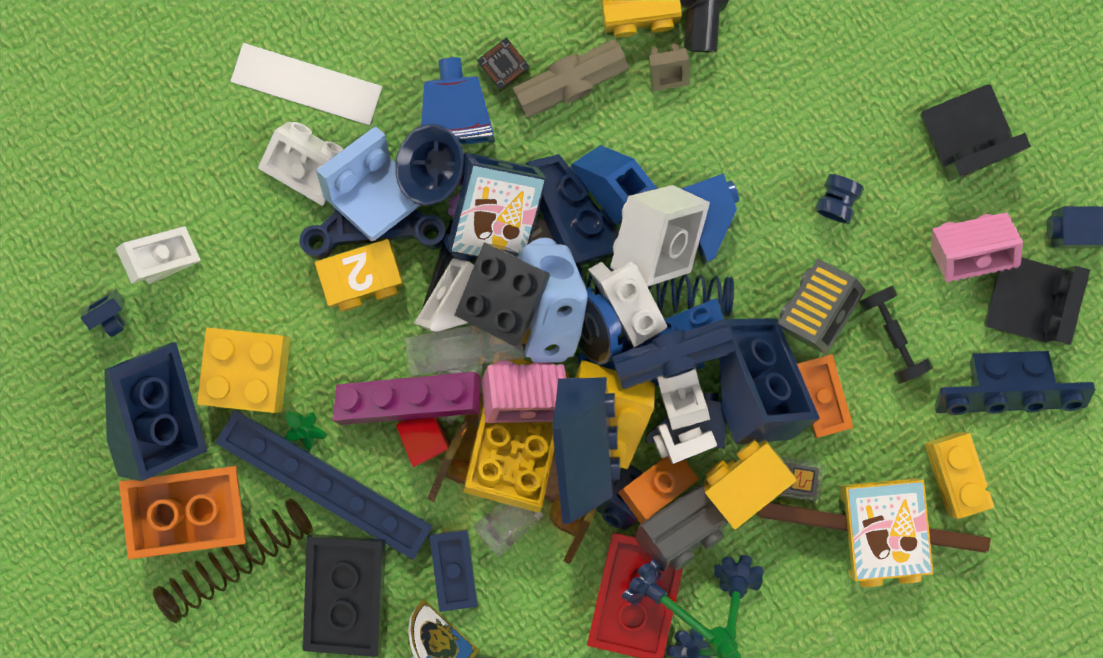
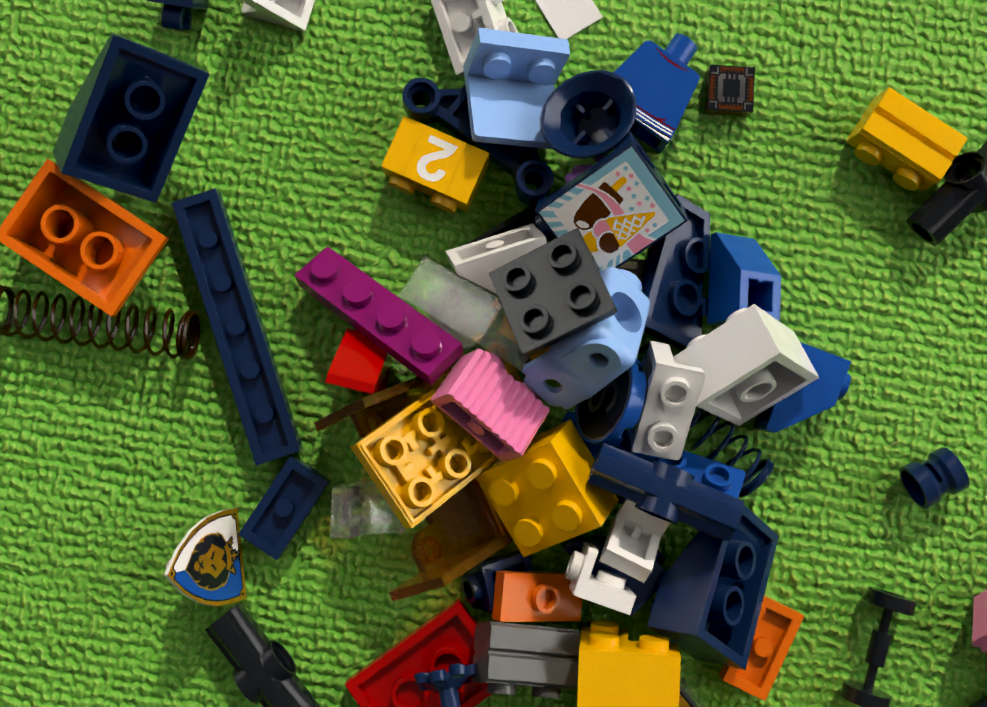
camera: 40 degrees right, 0 degrees up
(243, 370) = (254, 159): yellow brick -> none
(303, 428) = (263, 259): green plant -> none
(344, 595) = (165, 442): black plate -> none
(571, 78) = (782, 155): dark tan piece -> none
(584, 445) = (505, 505): dark blue slope -> none
(669, 68) = (880, 223): dark tan tile -> none
(821, 306) = (834, 562): dark grey brick -> none

